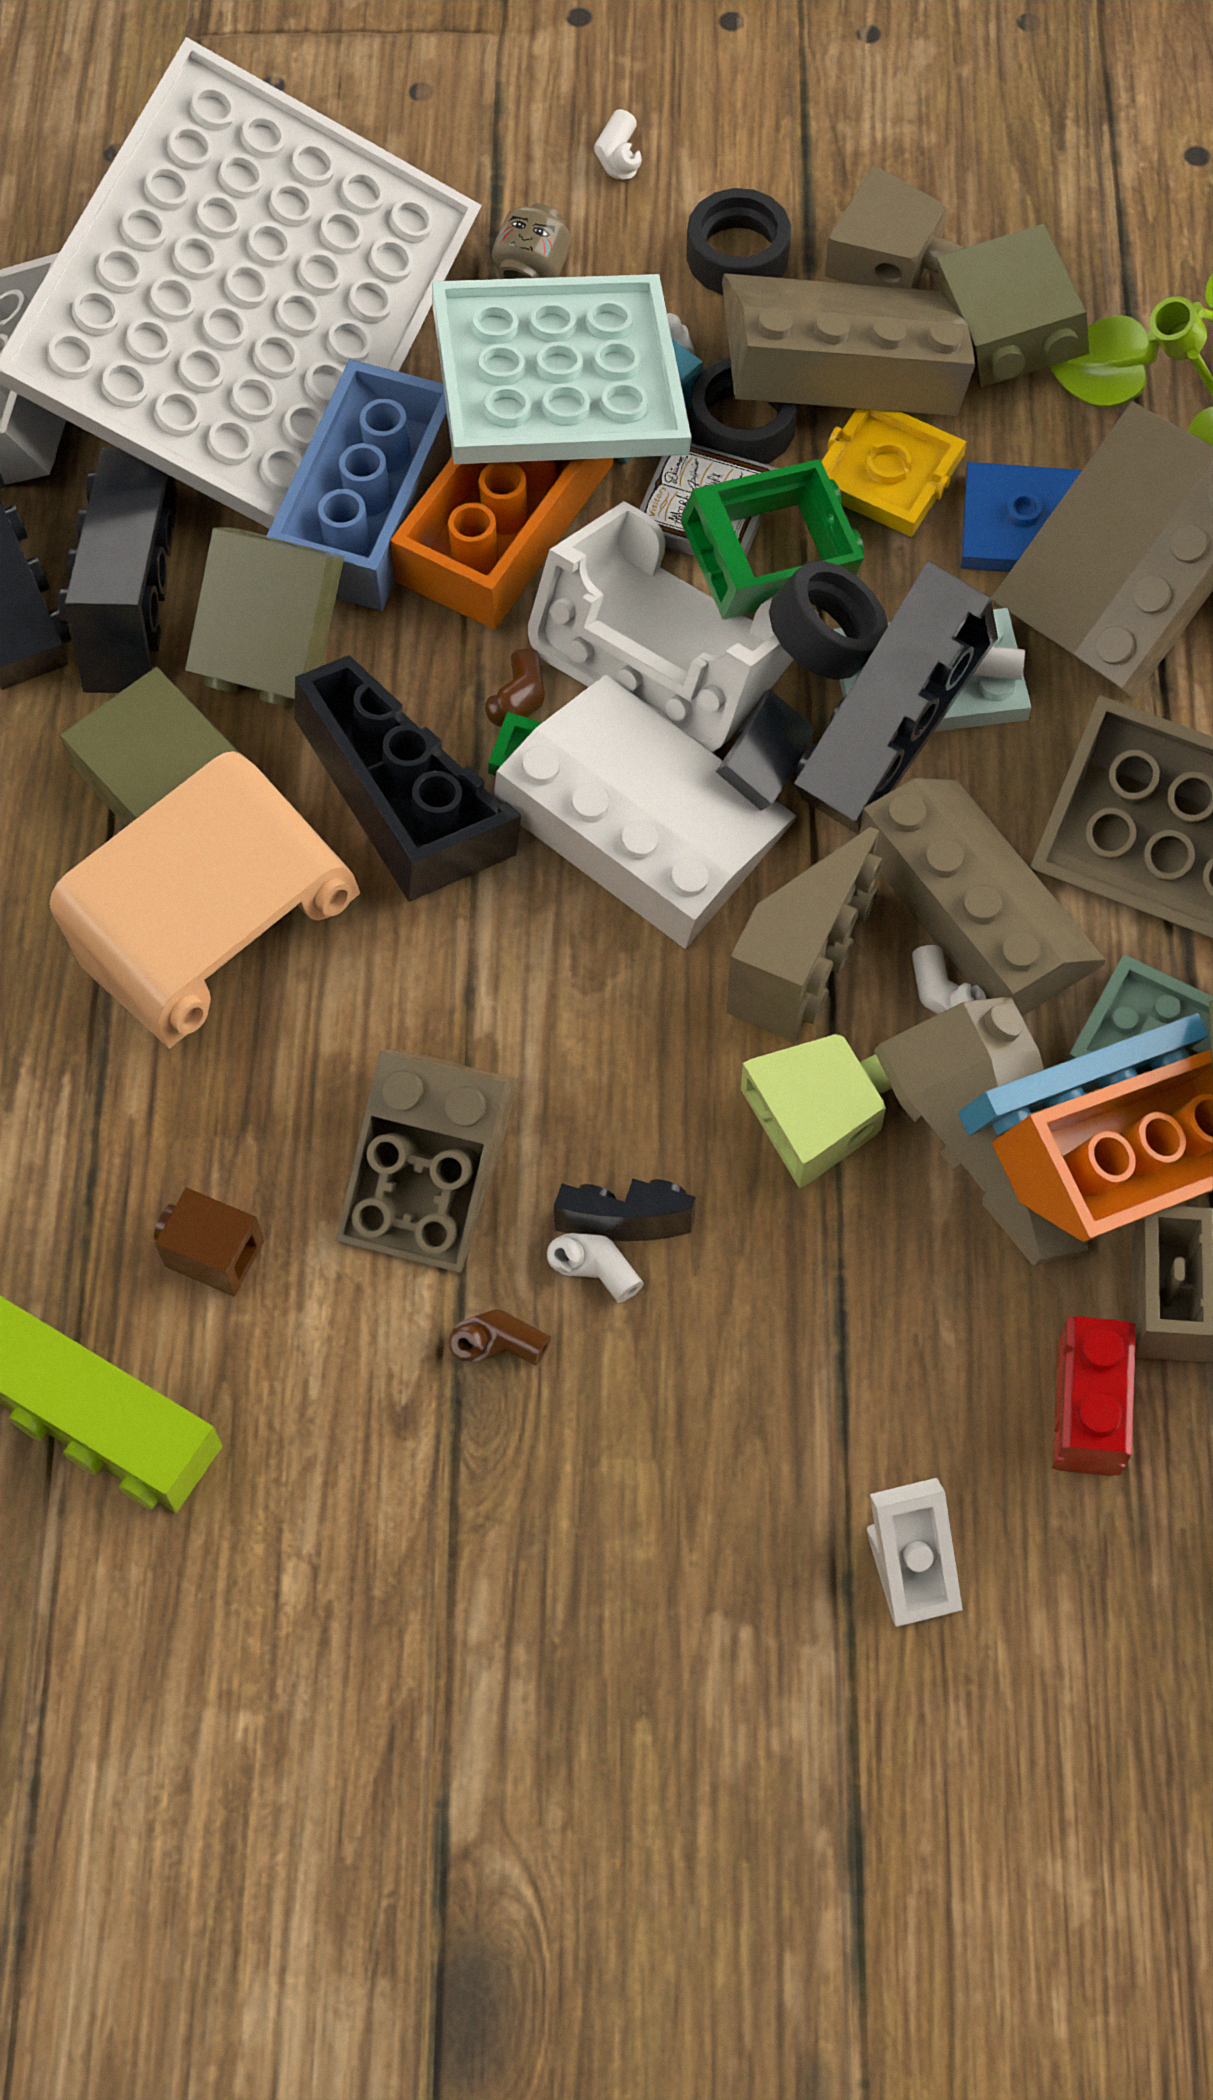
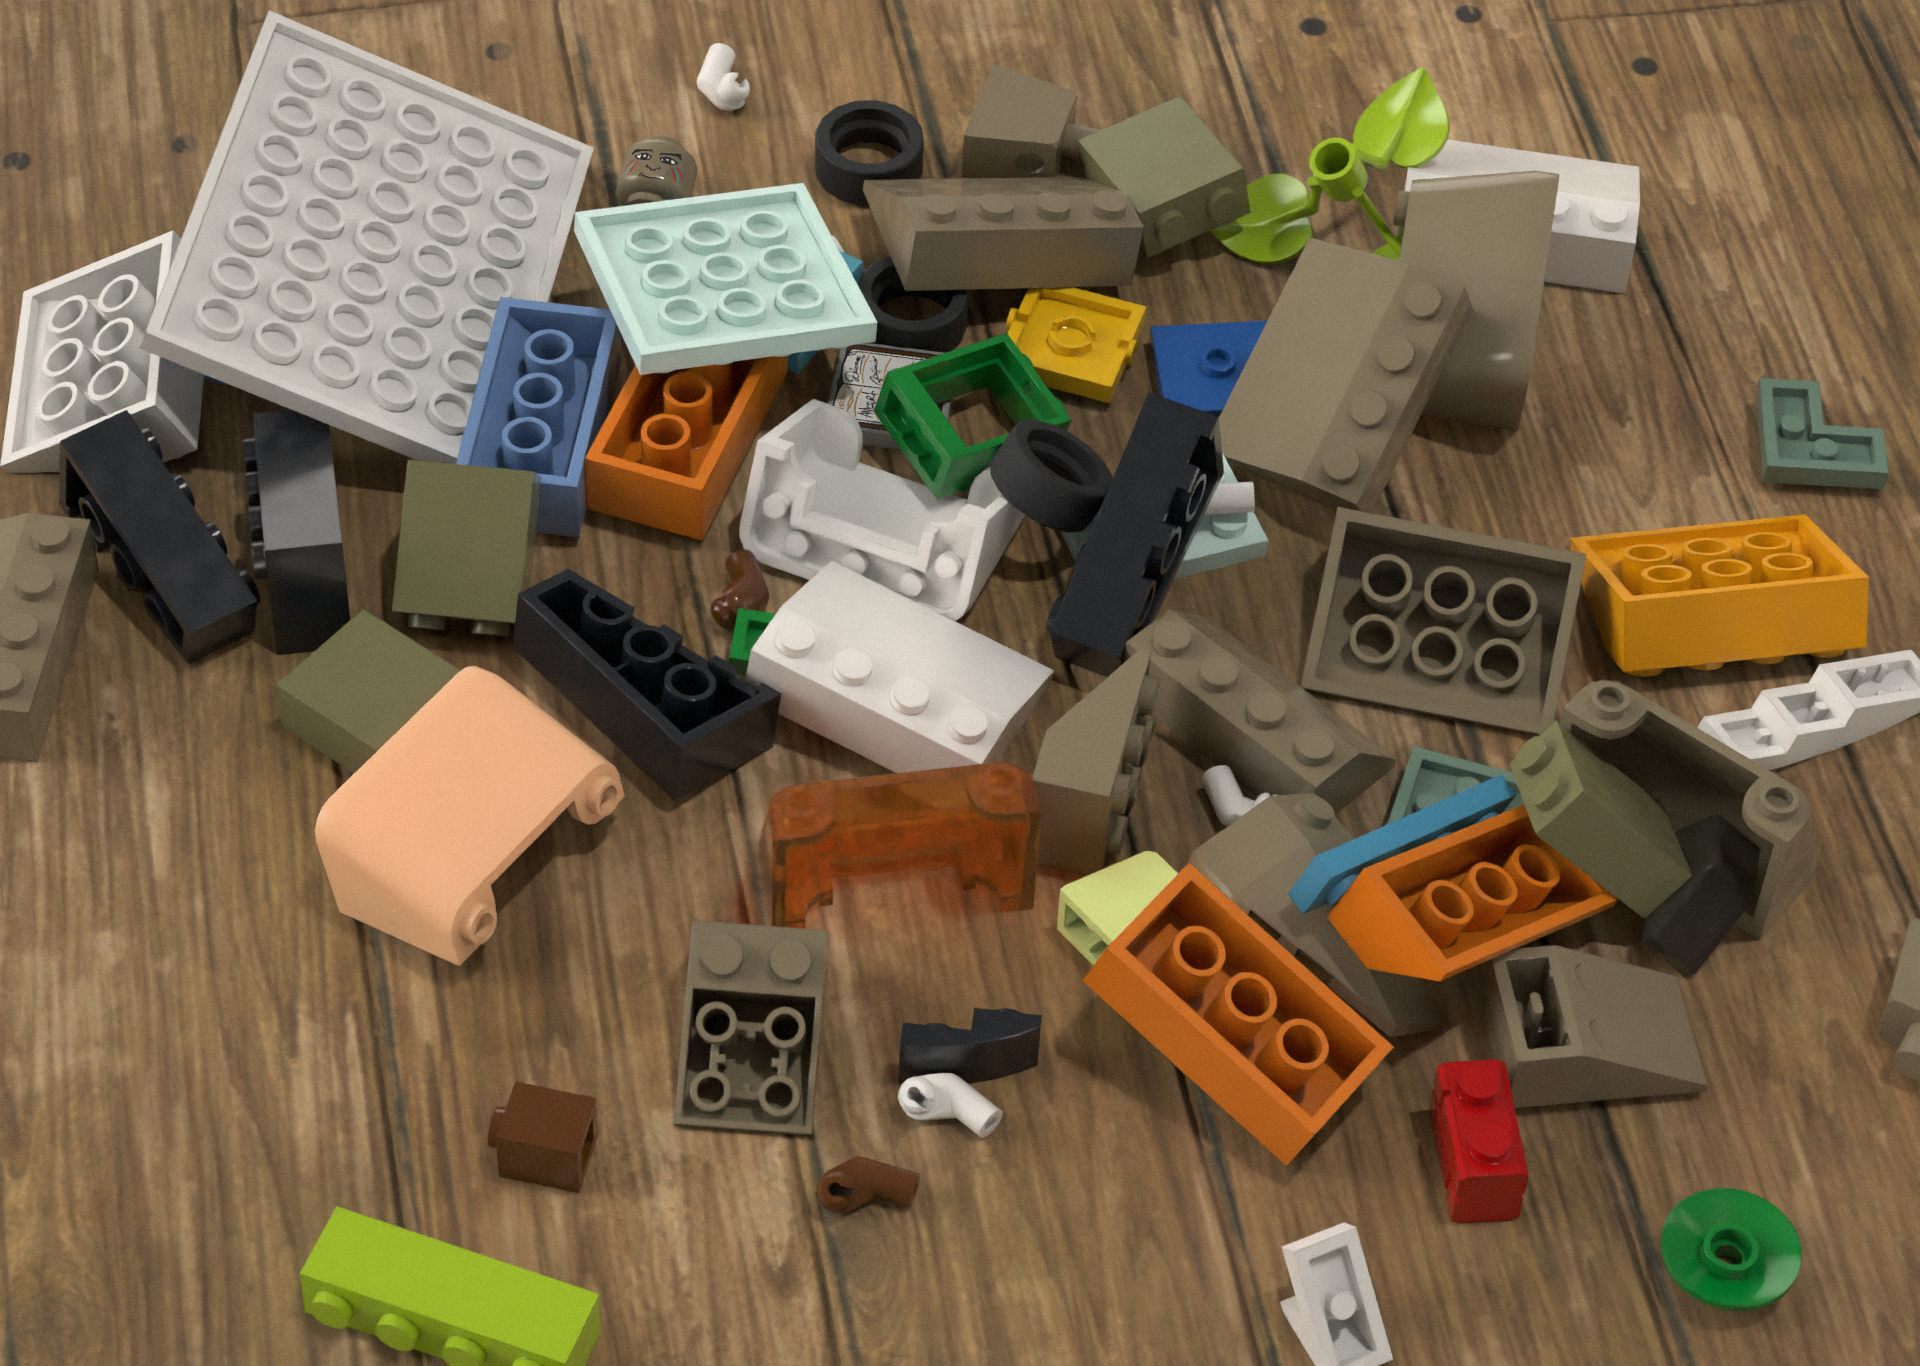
camera: 15 degrees left, 15 degrees down
(517, 970) = (900, 822): none -> clear orange windscreen
(766, 750) = (1012, 610): black slope -> none
(883, 1233) = (1237, 1013): none -> orange brick

